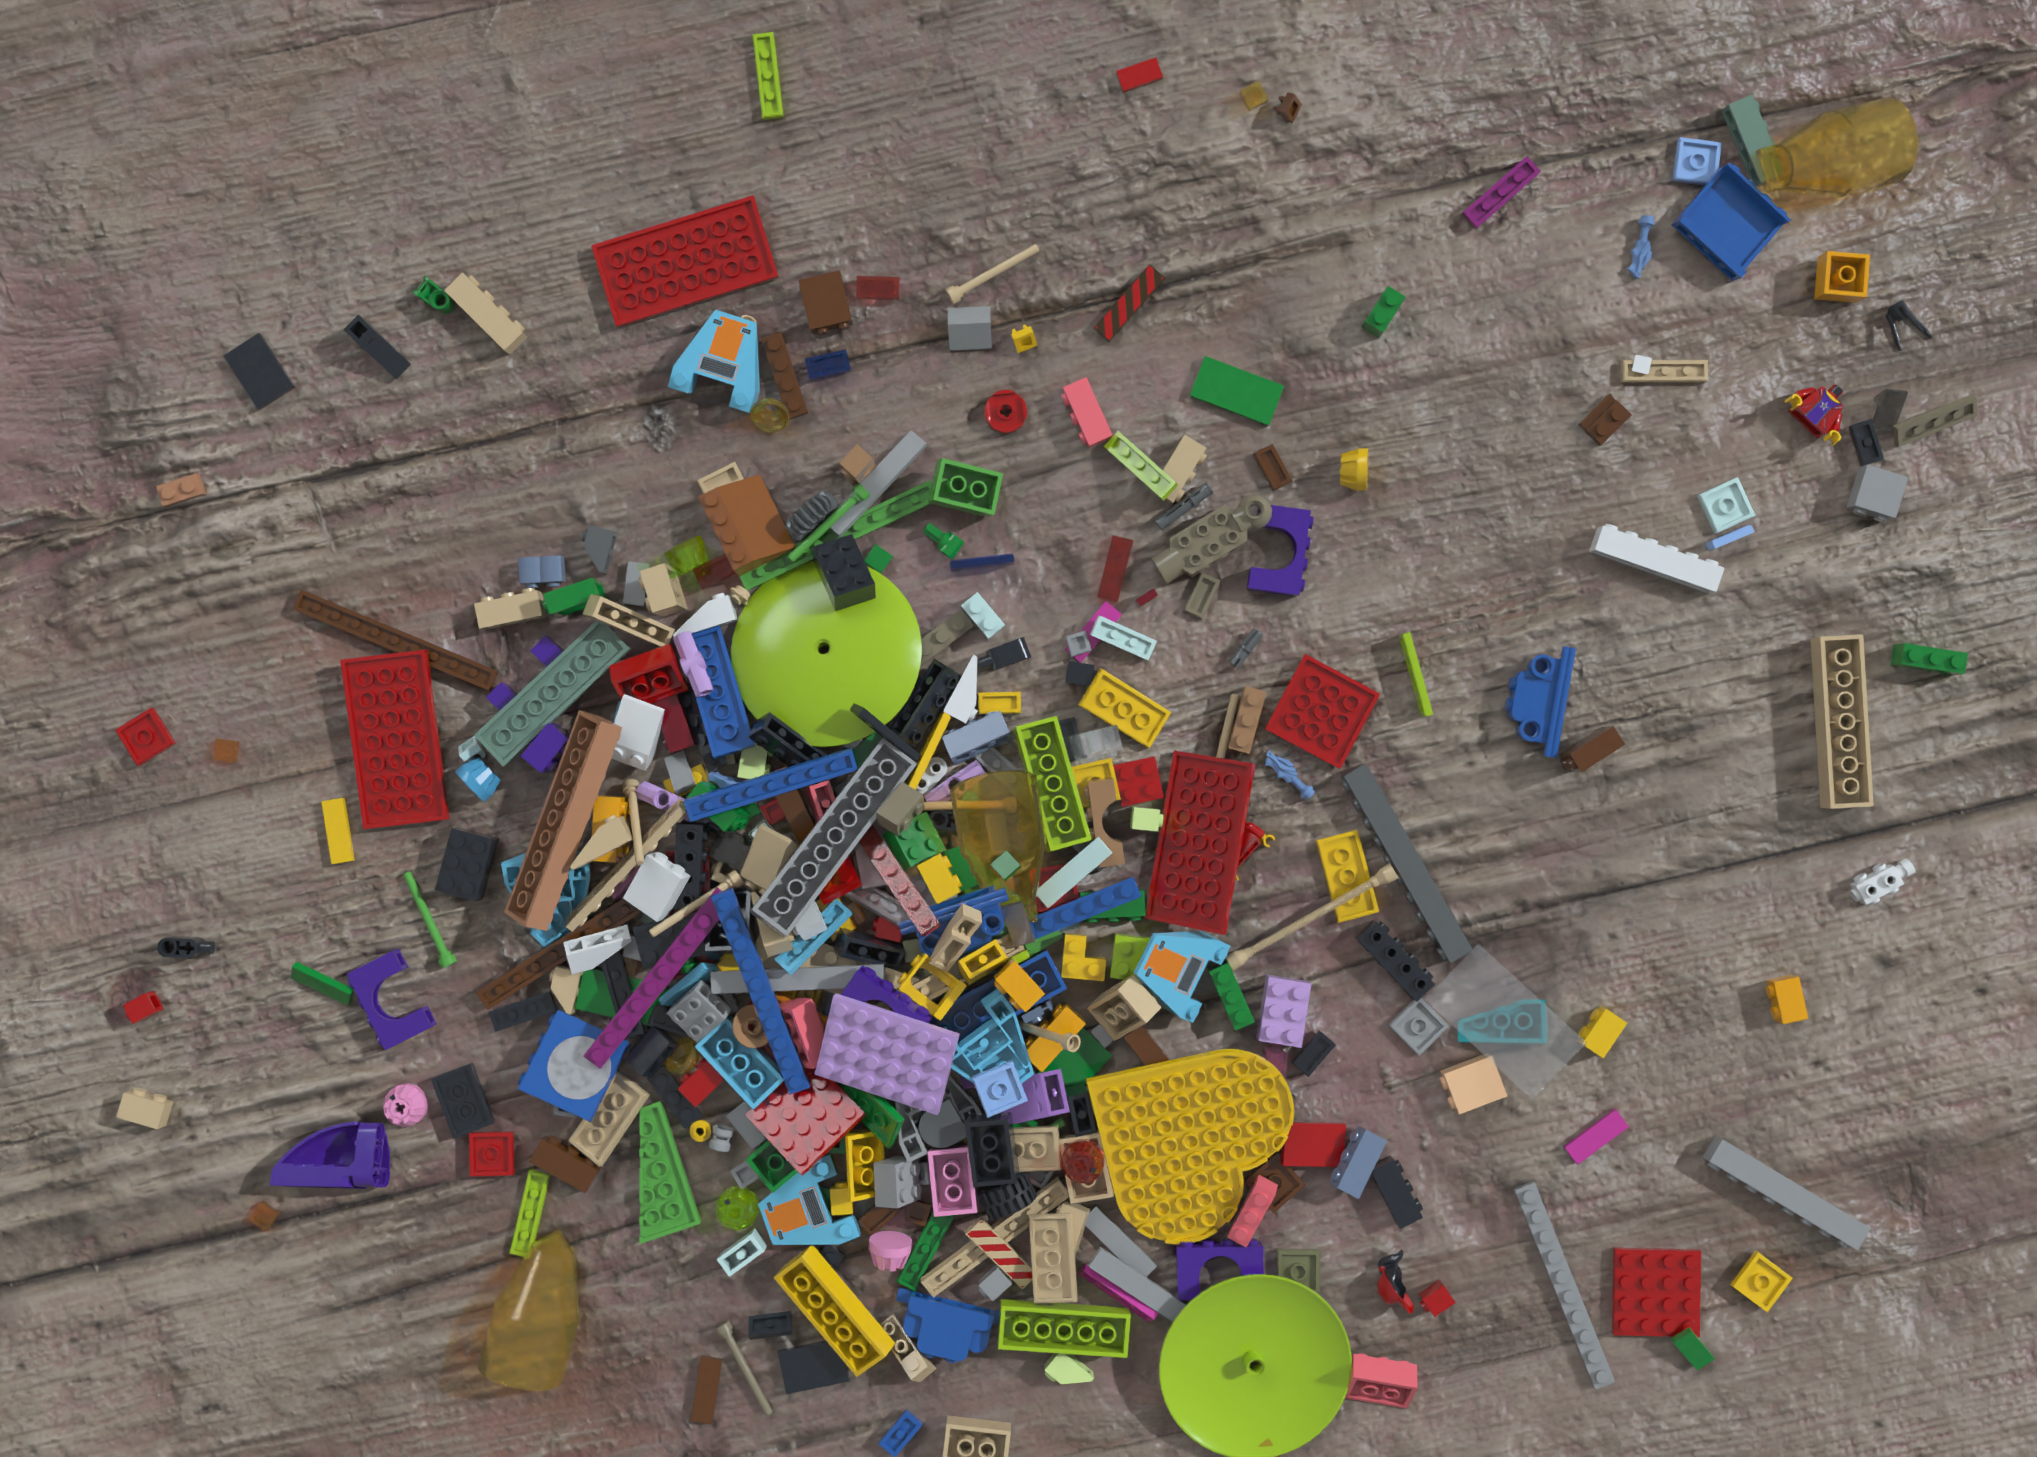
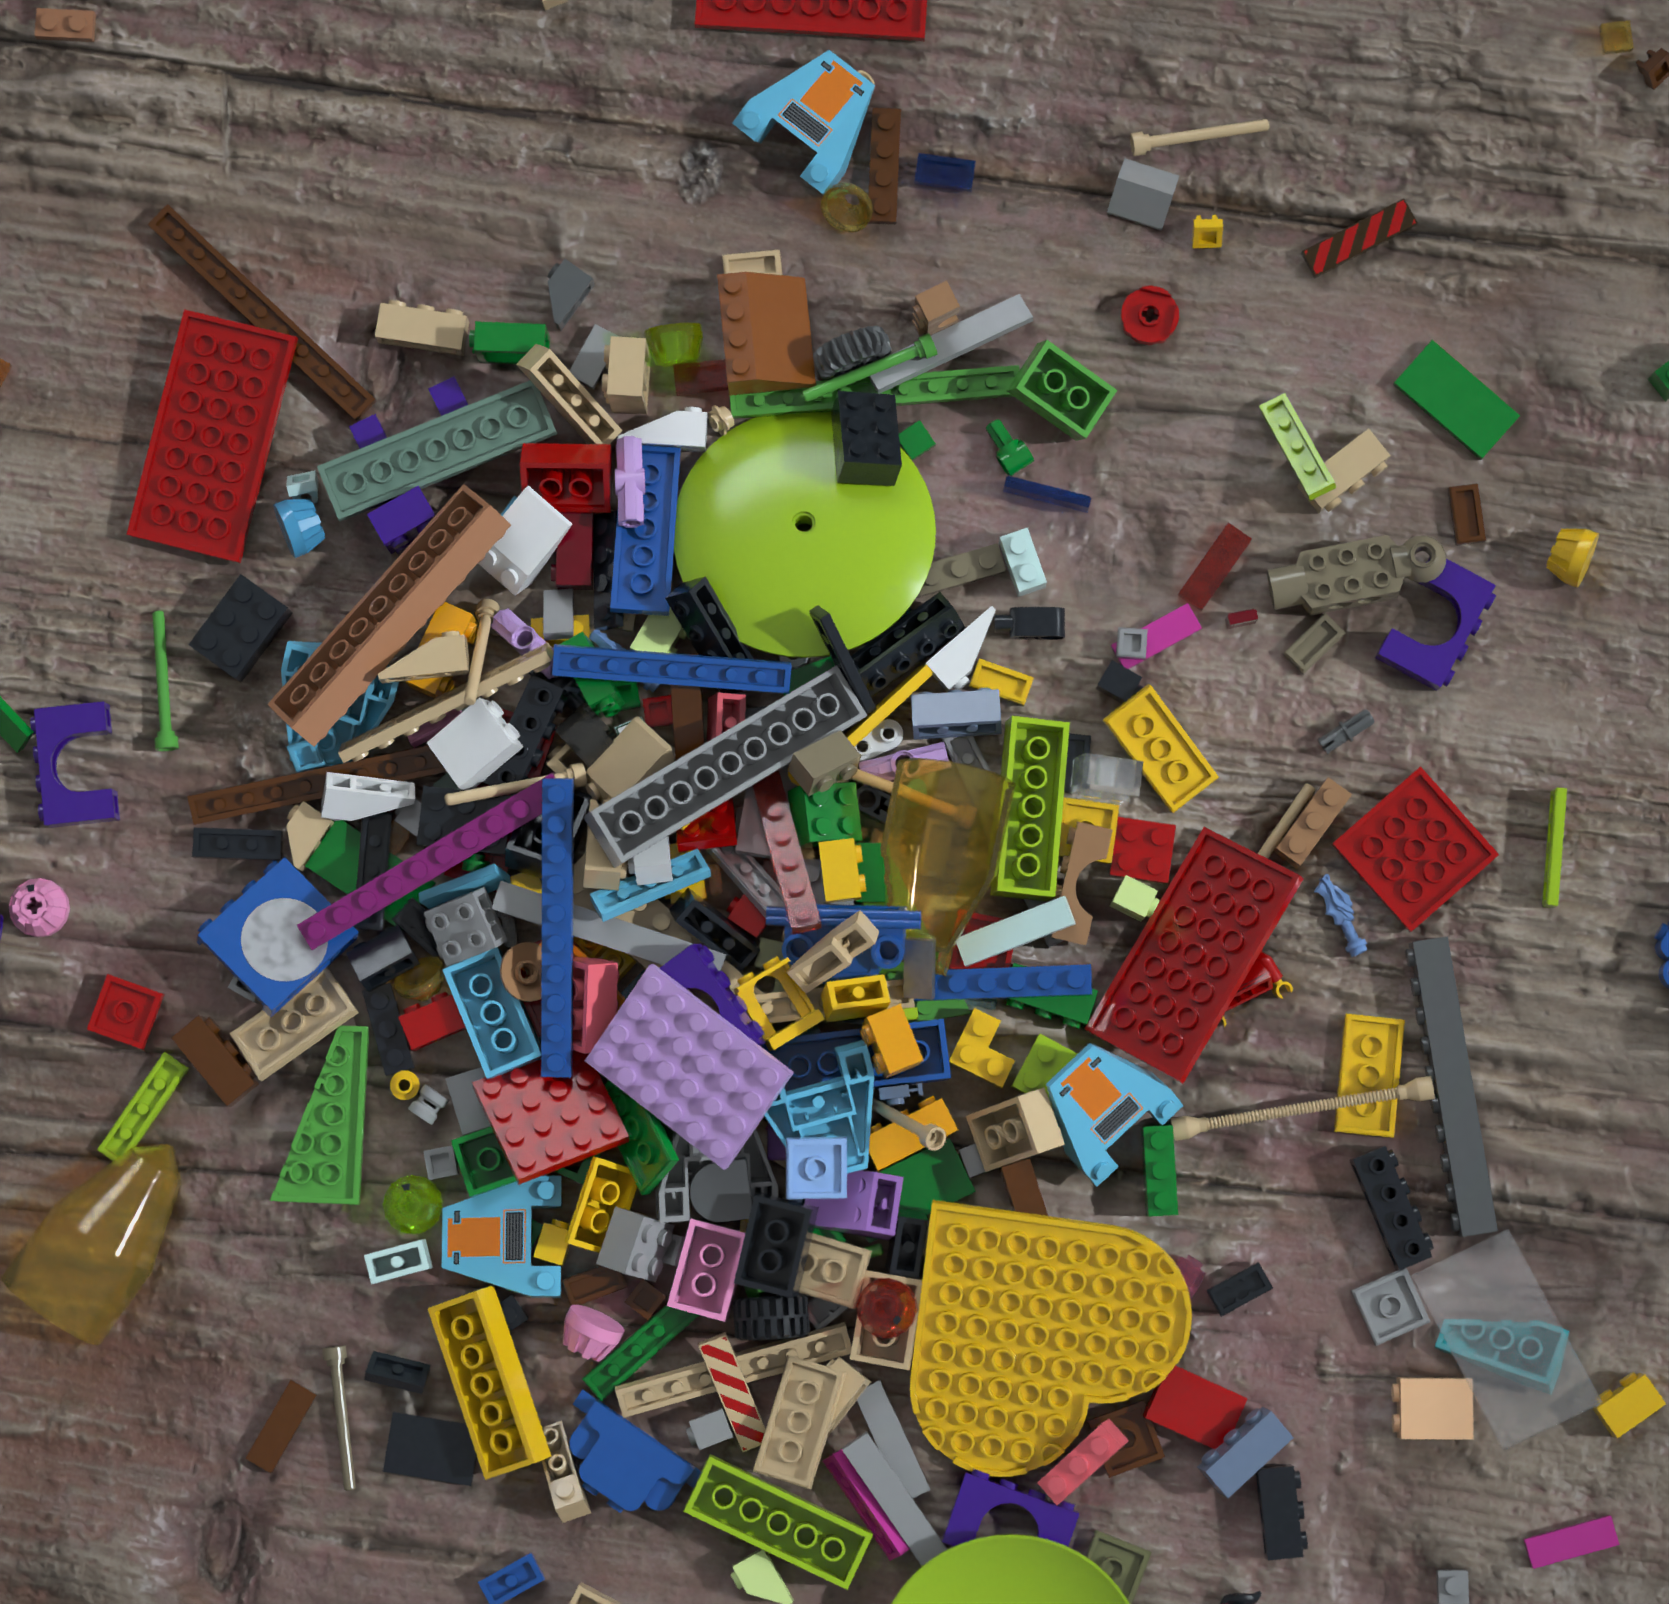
camera: 20 degrees right, 5 degrees down
(338, 830) = (92, 525): yellow tile -> none
(463, 1100) = (115, 929): black plate -> none
(541, 570) = (481, 294): sand blue brick -> none
(826, 303) = (972, 94): reddish brown brick -> none
(878, 287) = (1045, 99): clear red plate -> none
(1005, 866) = (931, 890): tile -> none
(1086, 413) = (1252, 355): coral brick -> none
(1123, 637) = (1192, 657): light aqua plate -> none
(1178, 510) = (1340, 518): dark grey pin -> none
(1283, 1011) = (1221, 1217): lavender brick -> none

